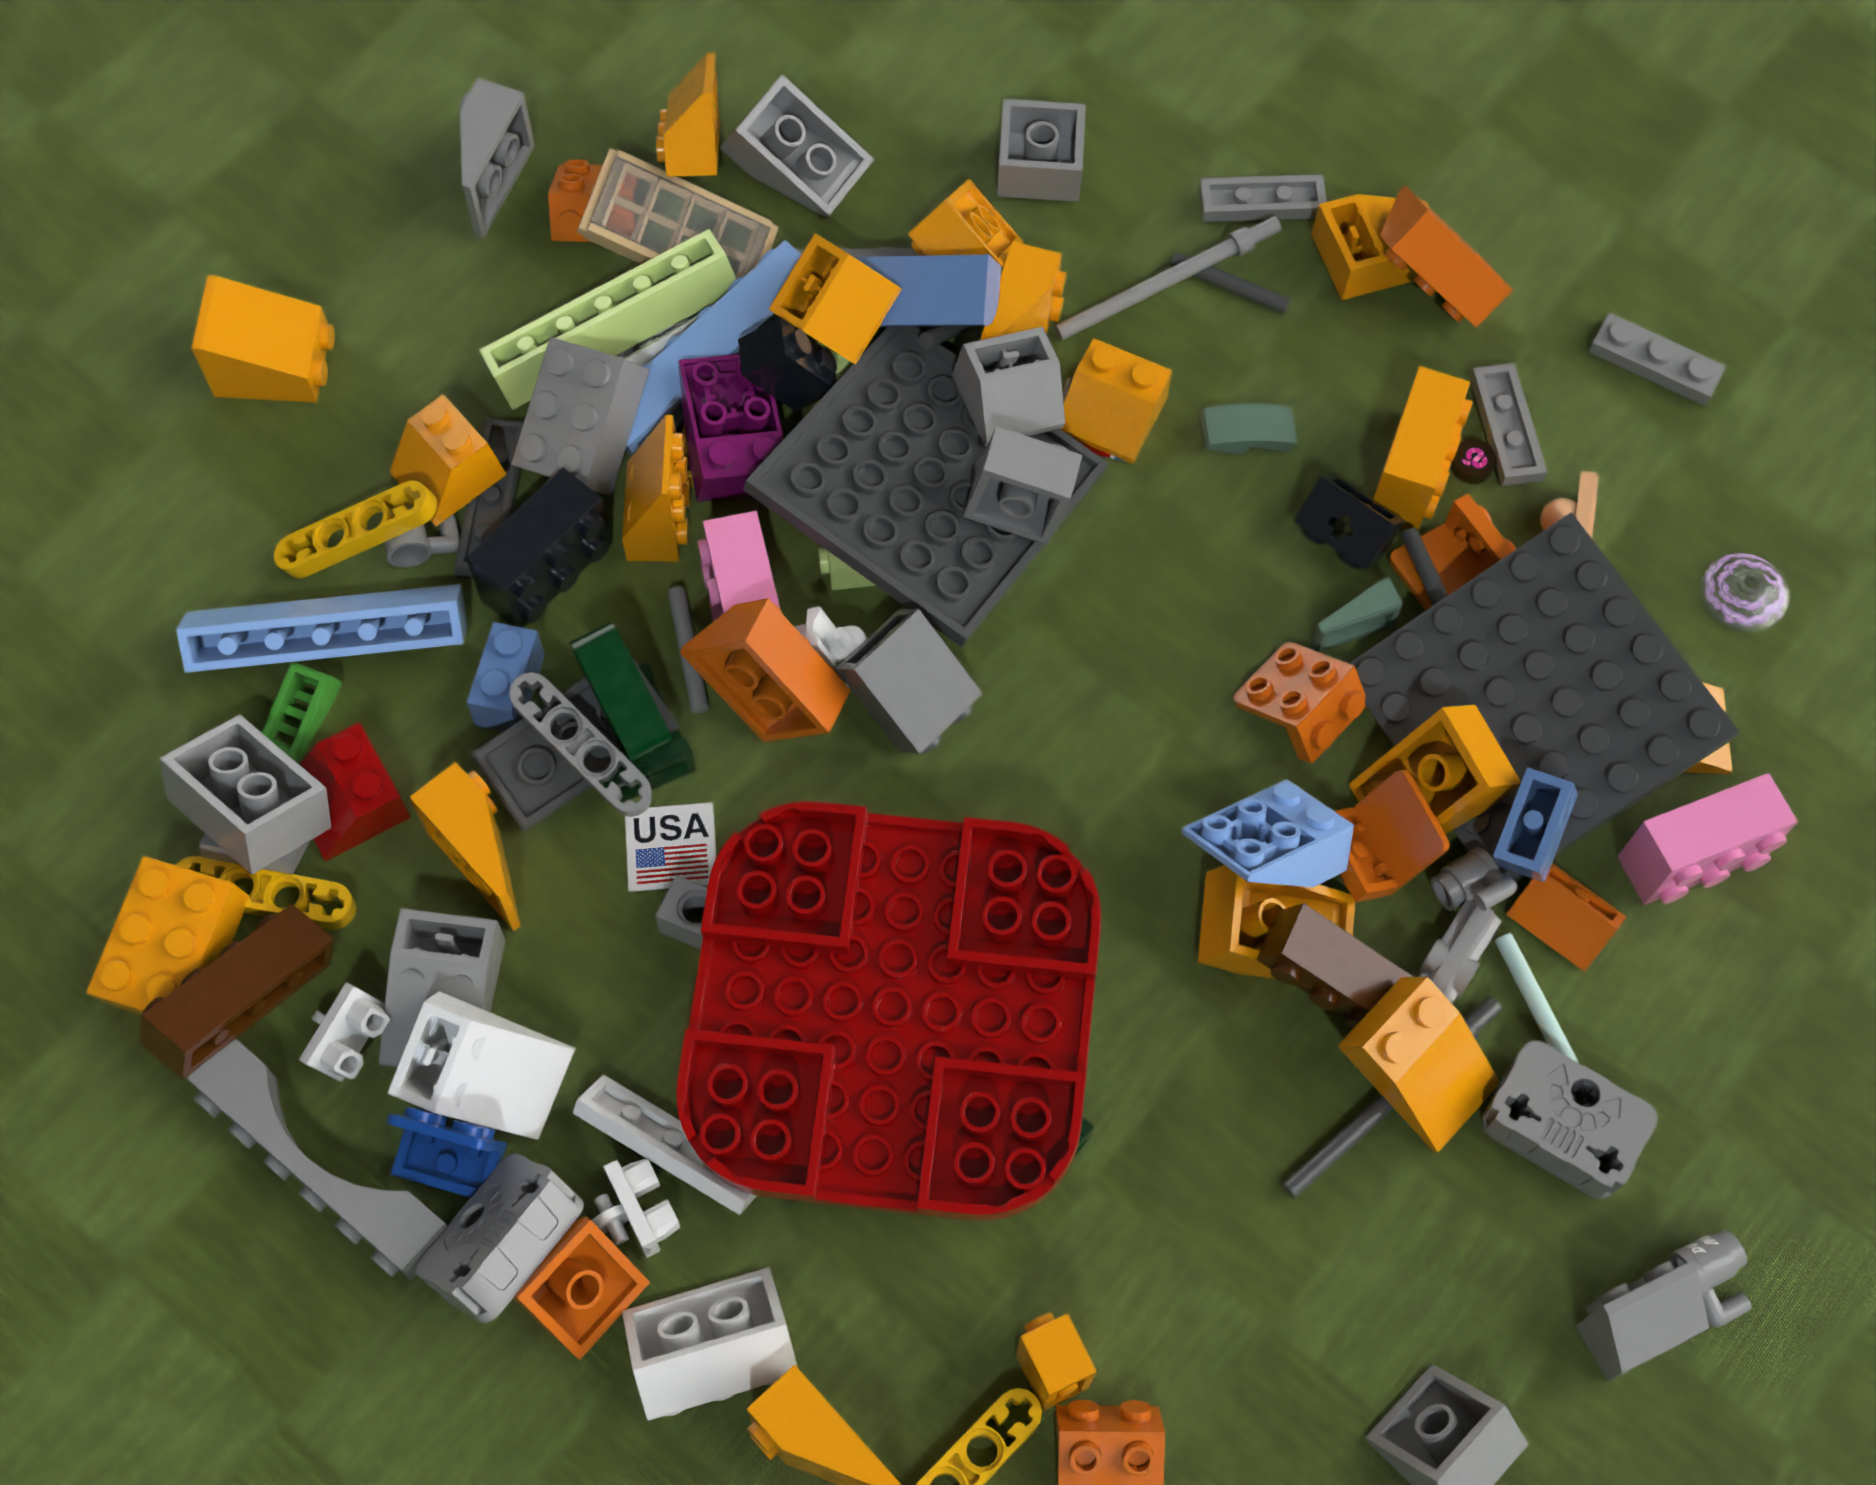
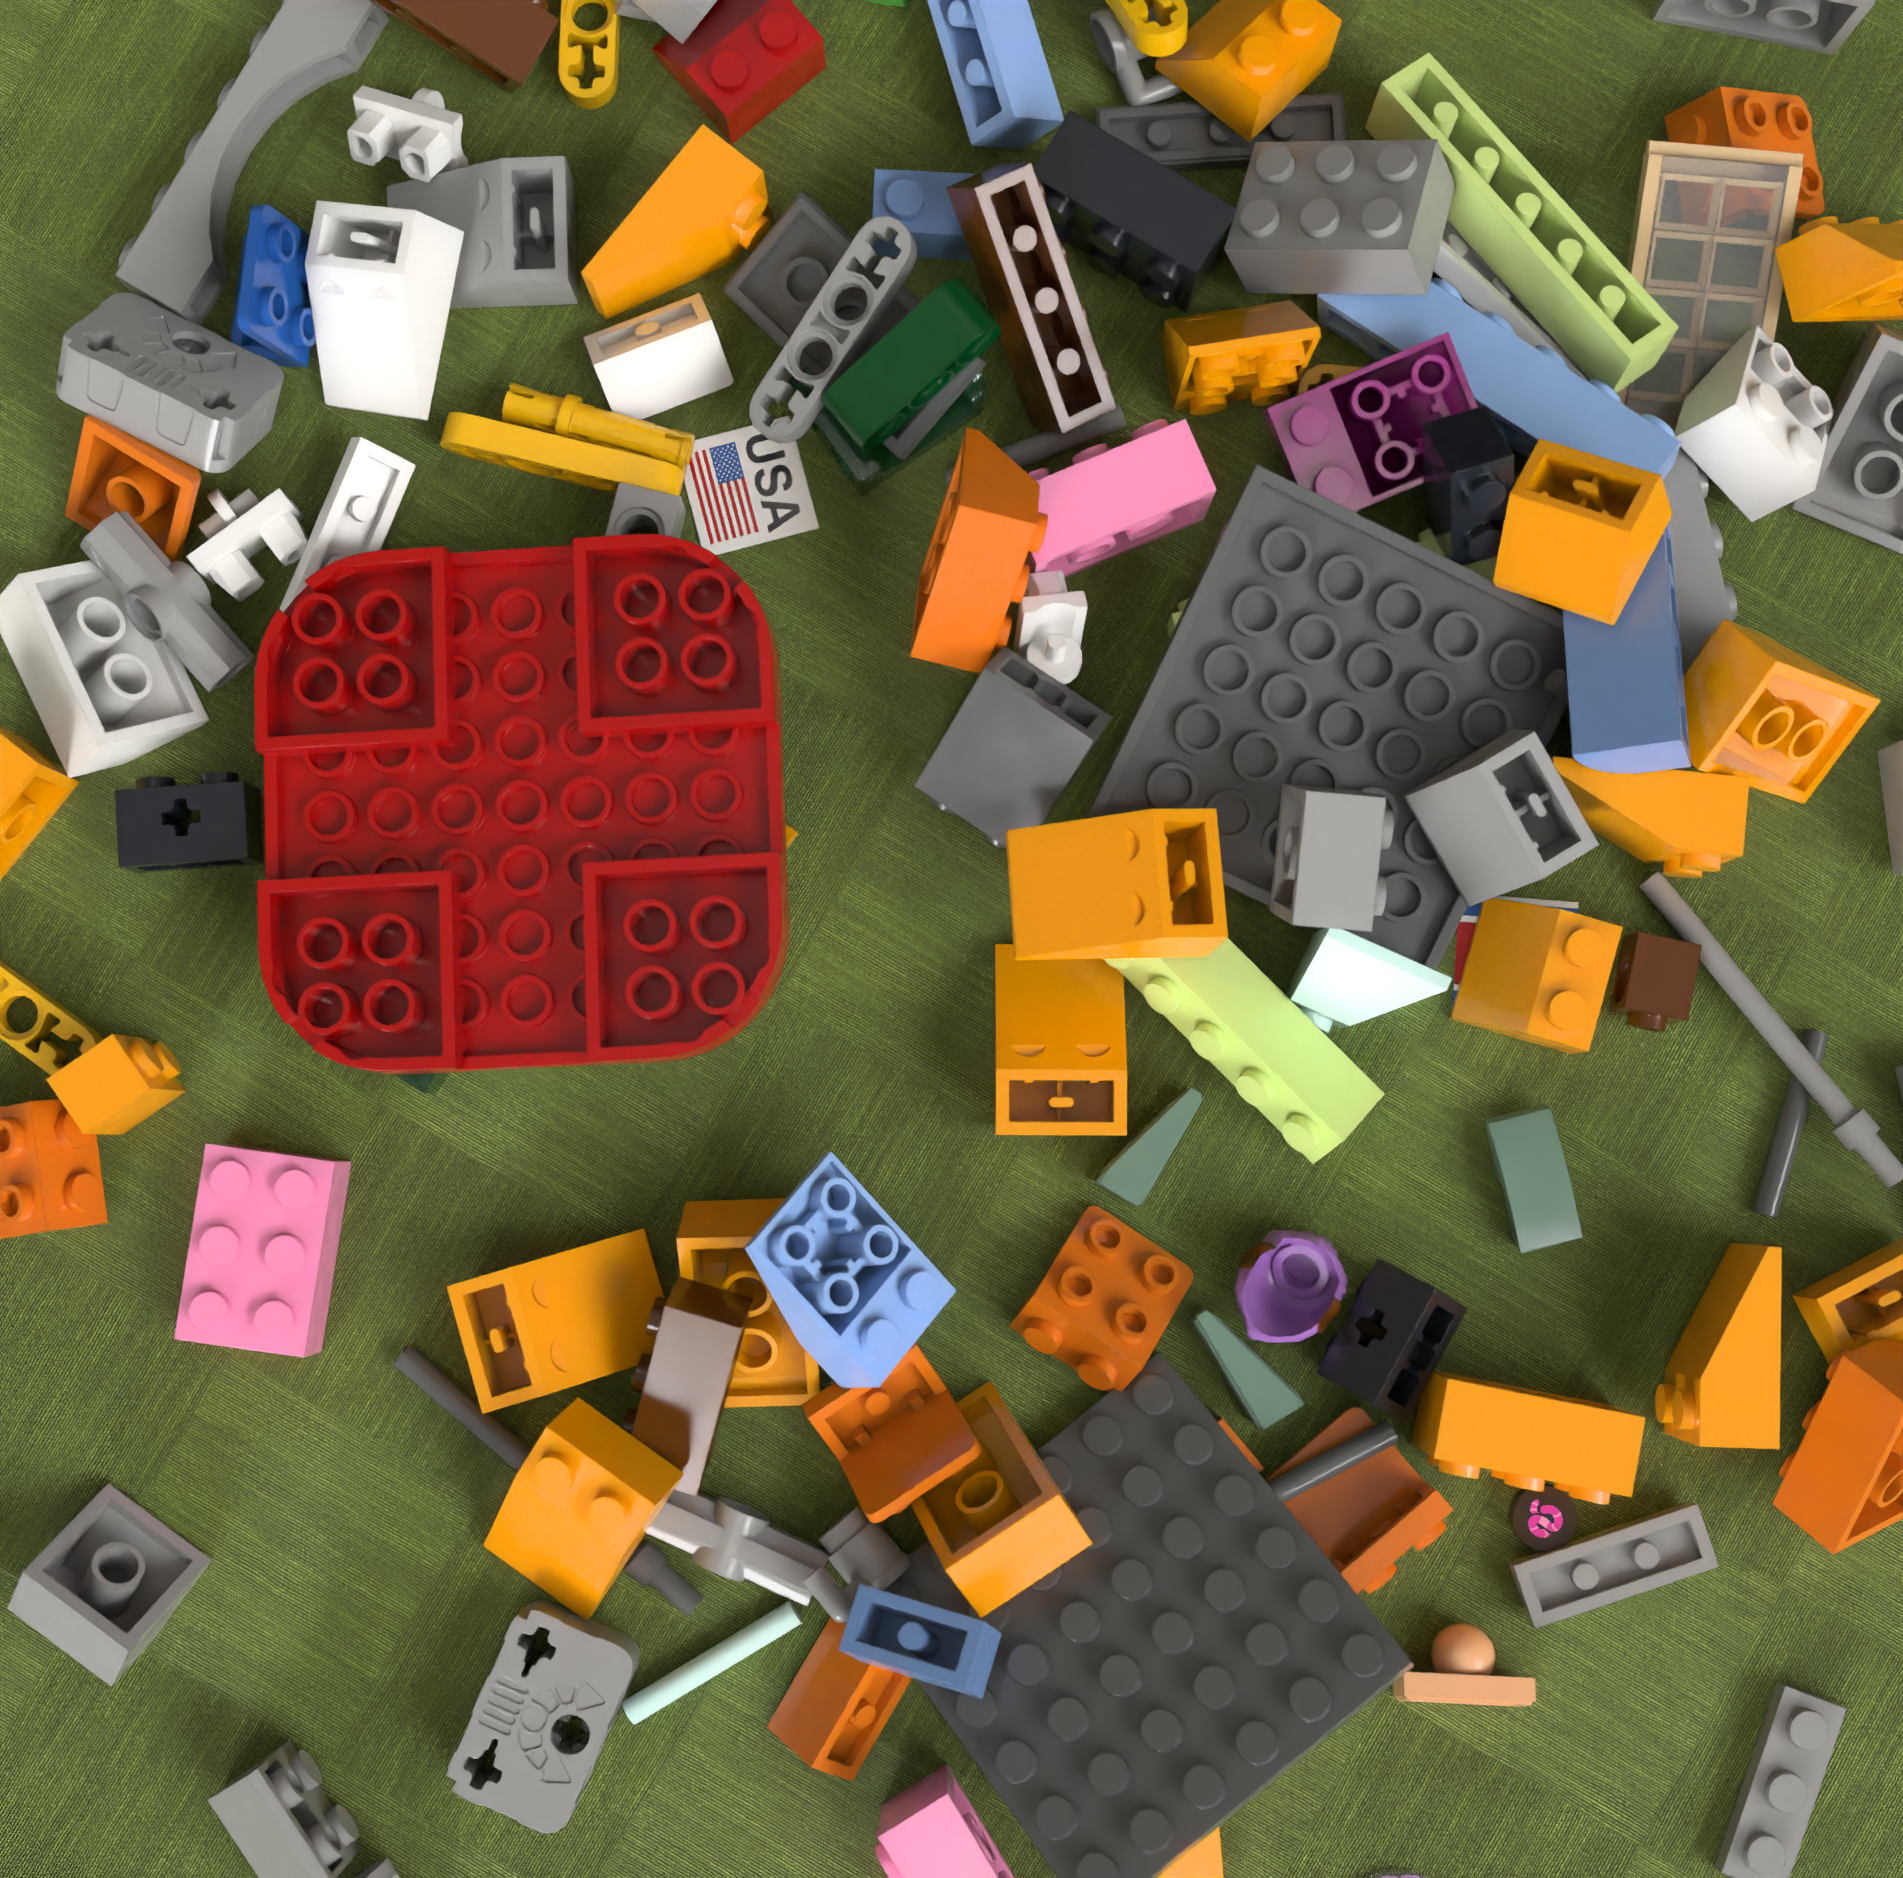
camera: 80 degrees right, 20 degrees up
(562, 886) = (659, 359): none -> white panel
(563, 607) = (1032, 296): none -> reddish brown brick
(596, 953) = (589, 424): none -> yellow pin
(620, 969) = (556, 455): none -> yellow beam
(671, 1275) = (166, 600): none -> light grey piece
(776, 212) = (1757, 426): none -> white slope
(856, 1317) = (224, 837): none -> black brick
(1022, 611) = (1118, 886): none -> light orange slope
(1096, 591) = (1259, 1044): none -> yellowish green brick
(1103, 501) = (1354, 980): none -> light aqua slope
(1118, 692) = (1059, 1047): none -> light orange slope
(1130, 330) = (1654, 980): none -> reddish brown brick
(1197, 1275) = (262, 1250): none -> bright pink brick
(1202, 651) = (1144, 1157): none -> sand green slope
(1277, 1063) = (557, 1319): none -> light orange slope
(1305, 576) = (1289, 1286): none -> medium lavender hair
(1377, 326) = (1728, 1361): none -> light orange slope

